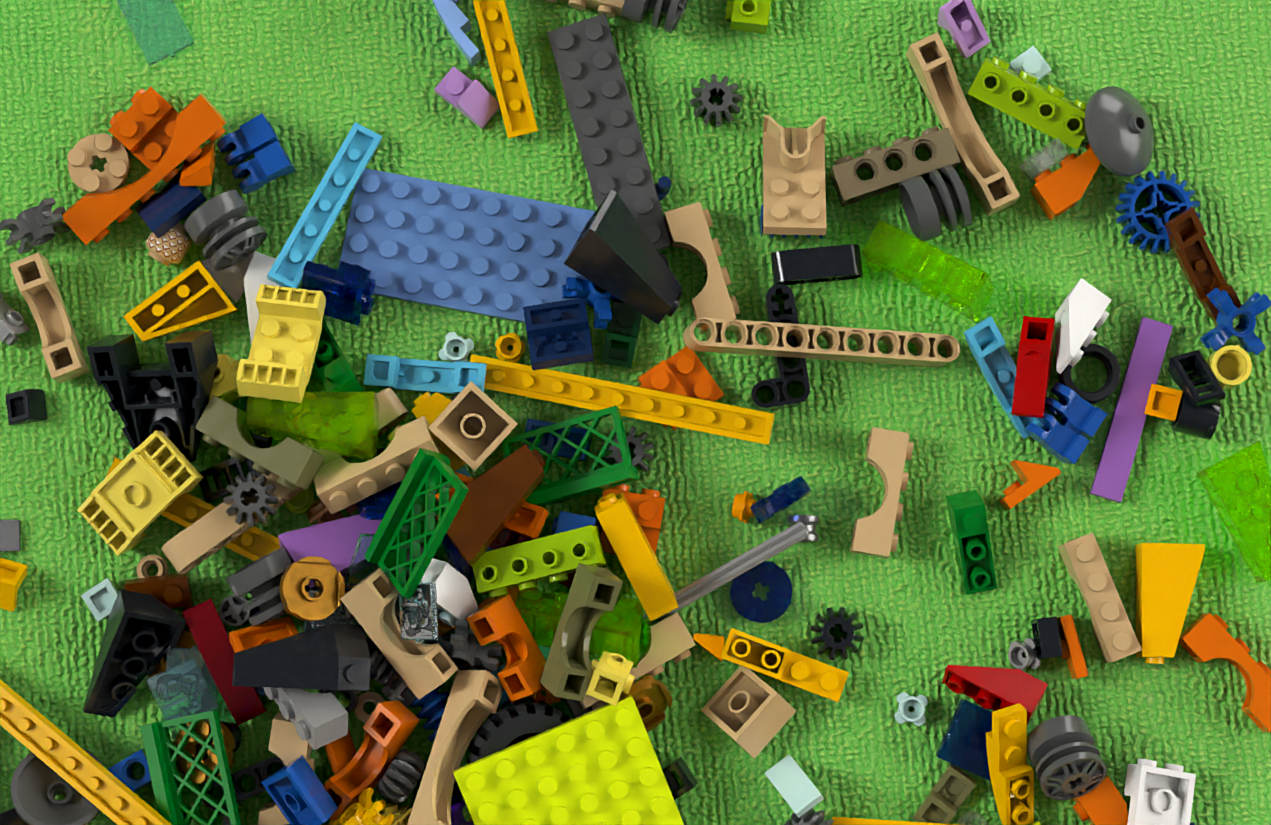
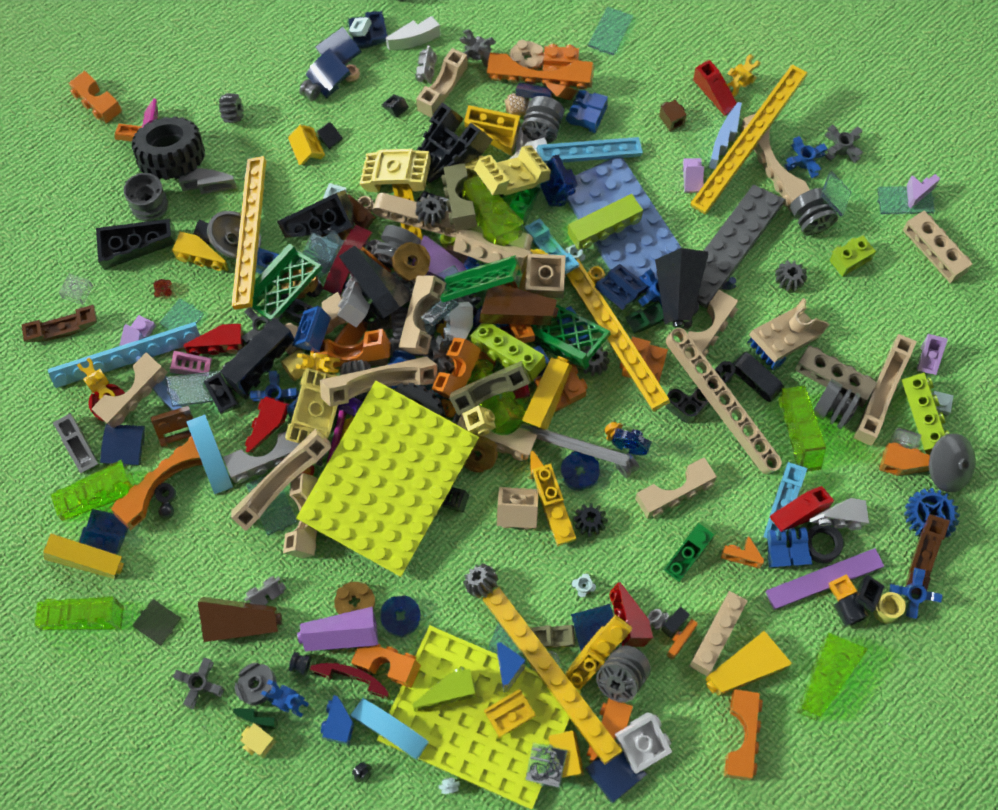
camera: 50 degrees right, 15 degrees down
(357, 47) = (672, 115): none -> reddish brown brick
(452, 277) = (605, 222): none -> lime brick
(794, 785) = (498, 554): light aqua slope -> none

